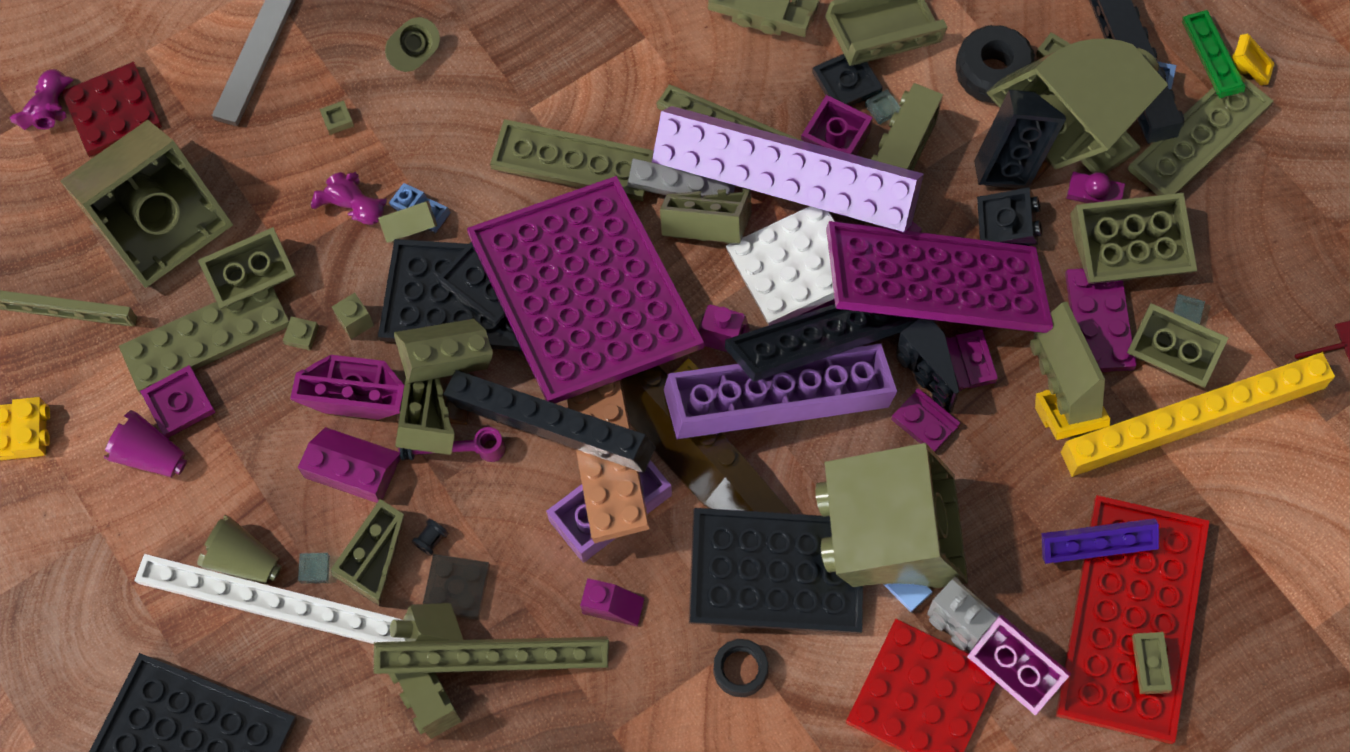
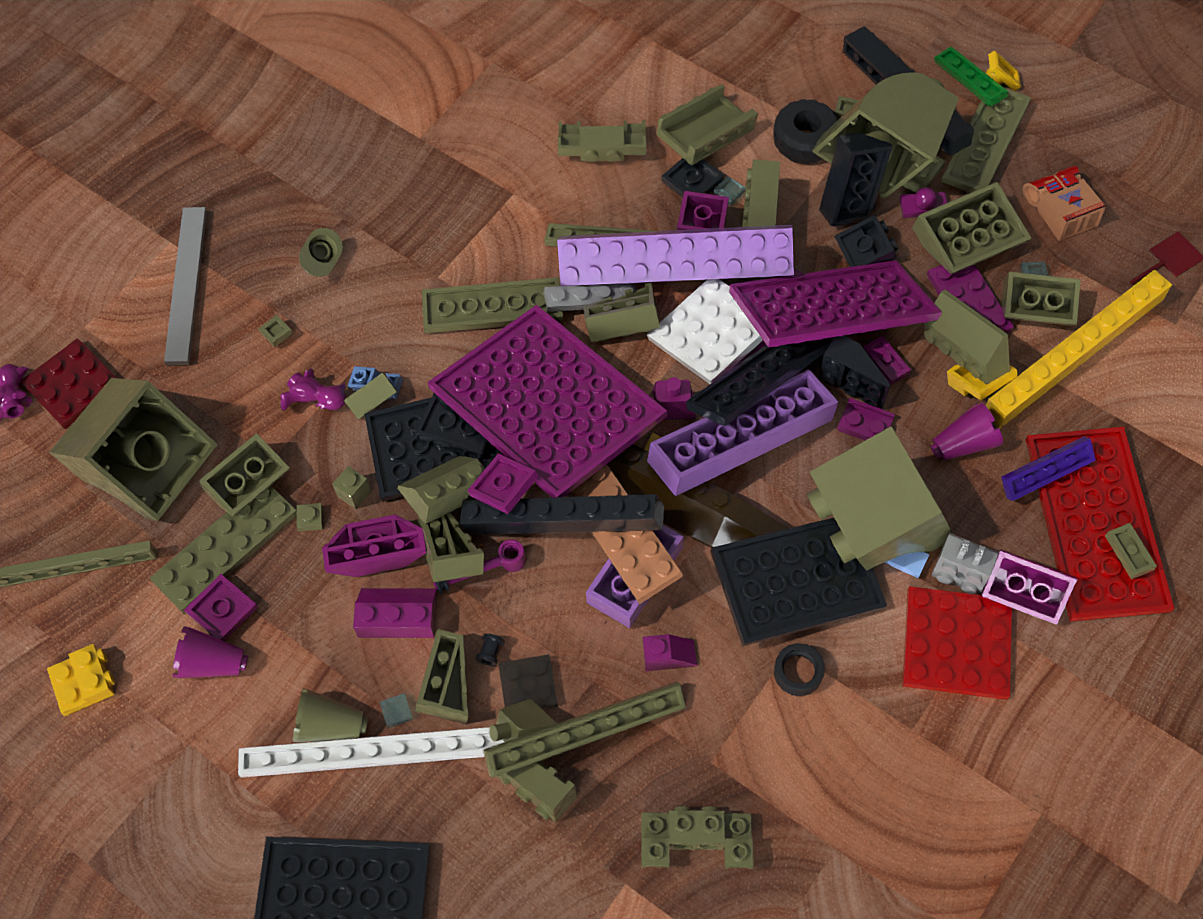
camera: 20 degrees left, 5 degrees down
(498, 367) = (503, 483): none -> magenta plate
(1027, 473) = (968, 434): none -> magenta cone
(1258, 239) = (1065, 202): none -> nougat piece

